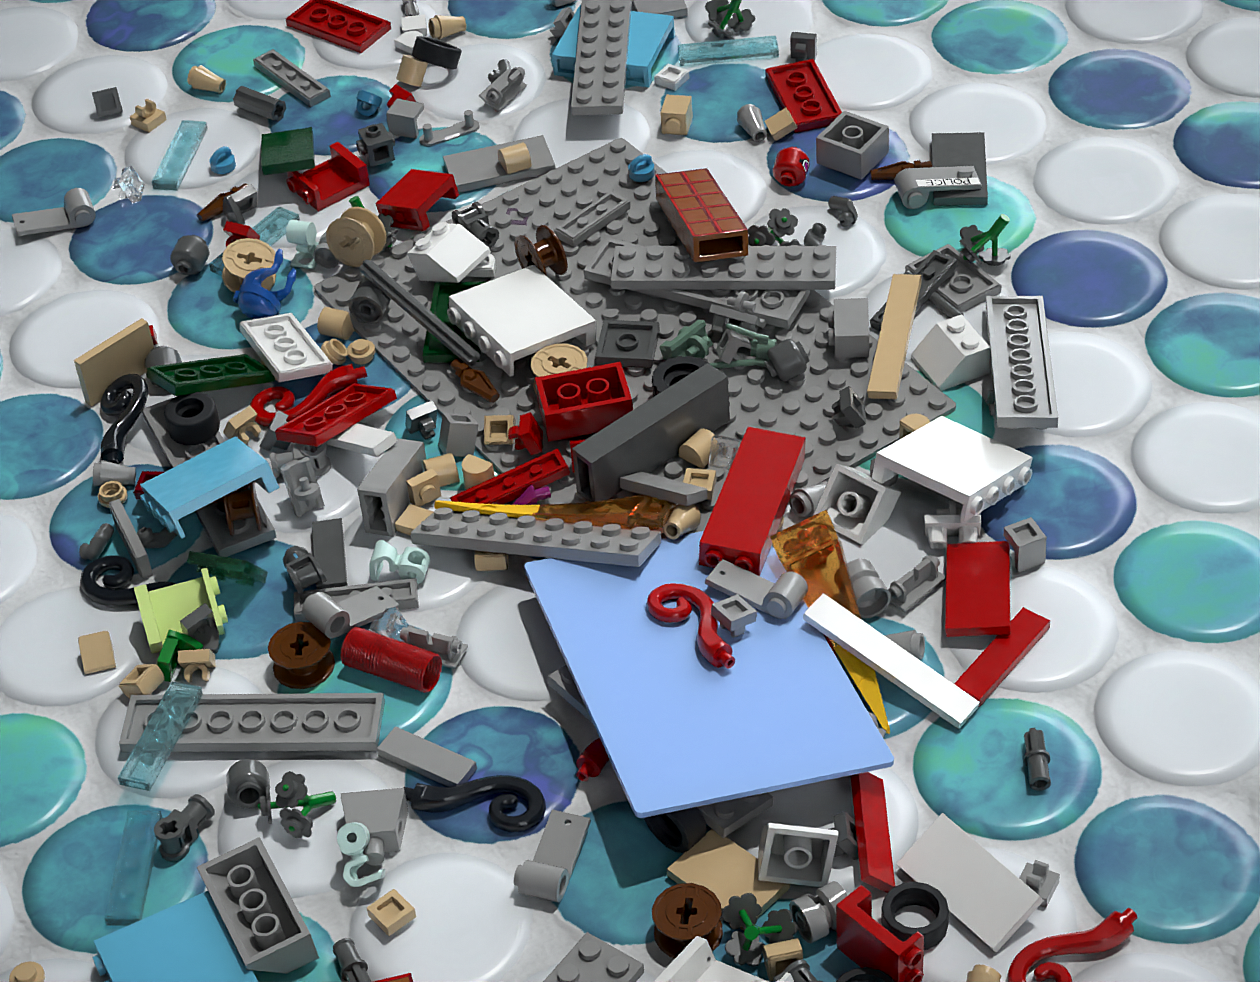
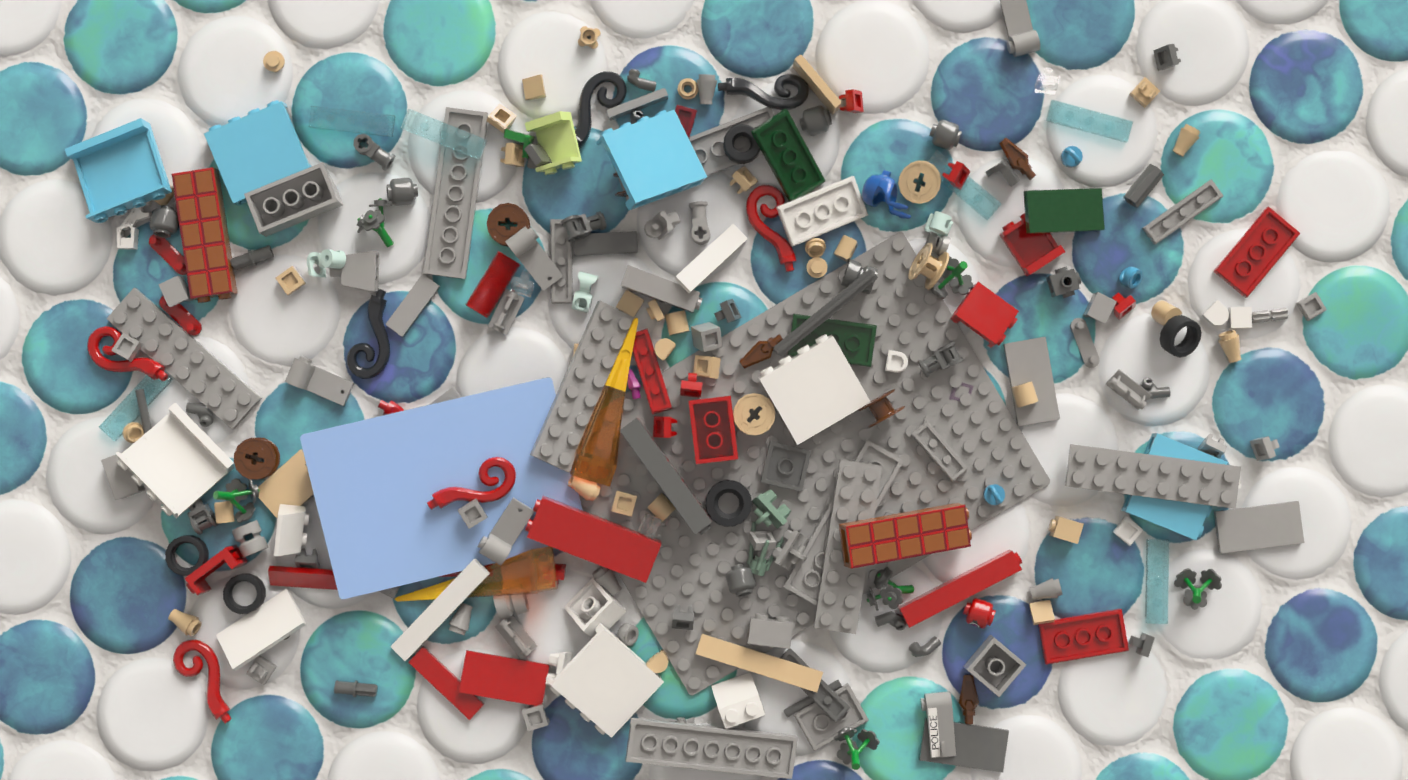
camera: 90 degrees right, 45 degrees up
(28, 602) = (585, 32): none -> tan plate
(224, 567) = (588, 173): clear green plate -> none
(269, 439) = (733, 204): dark grey tile -> none
(335, 414) = (735, 249): red tile -> none
(447, 253) = (898, 337): white slope -> none
(663, 488) = (615, 478): light grey tile -> none
(760, 182) = (960, 587): none -> red brick

